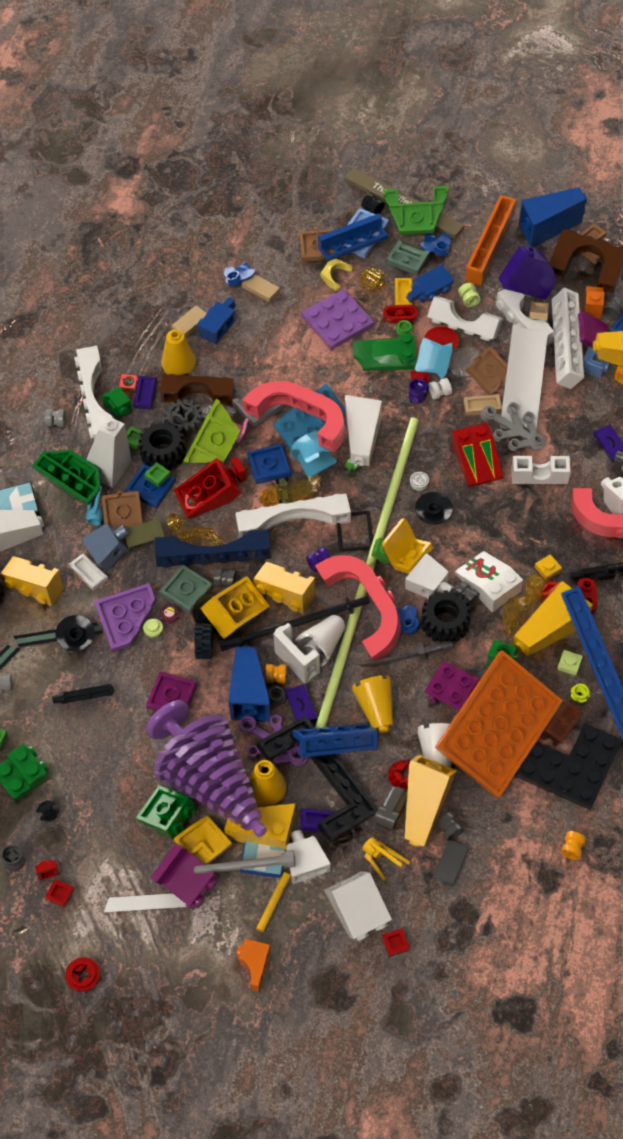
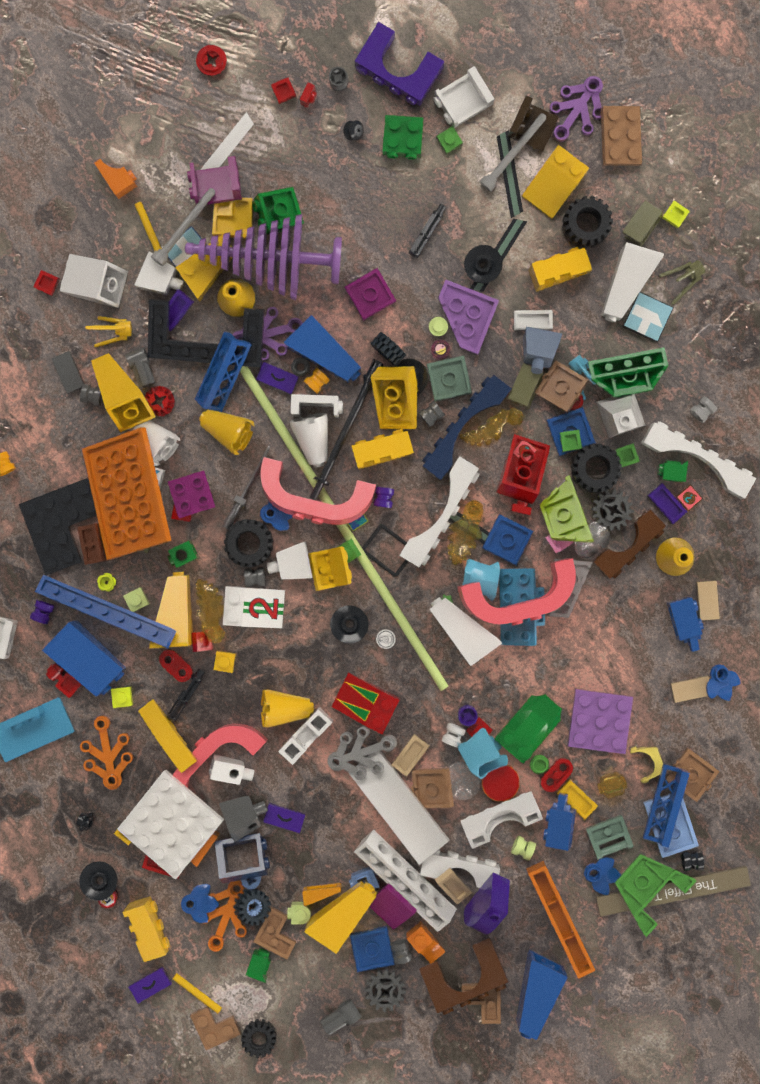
camera: 135 degrees right, 30 degrees up
(539, 499) = (283, 708): none -> yellow cone

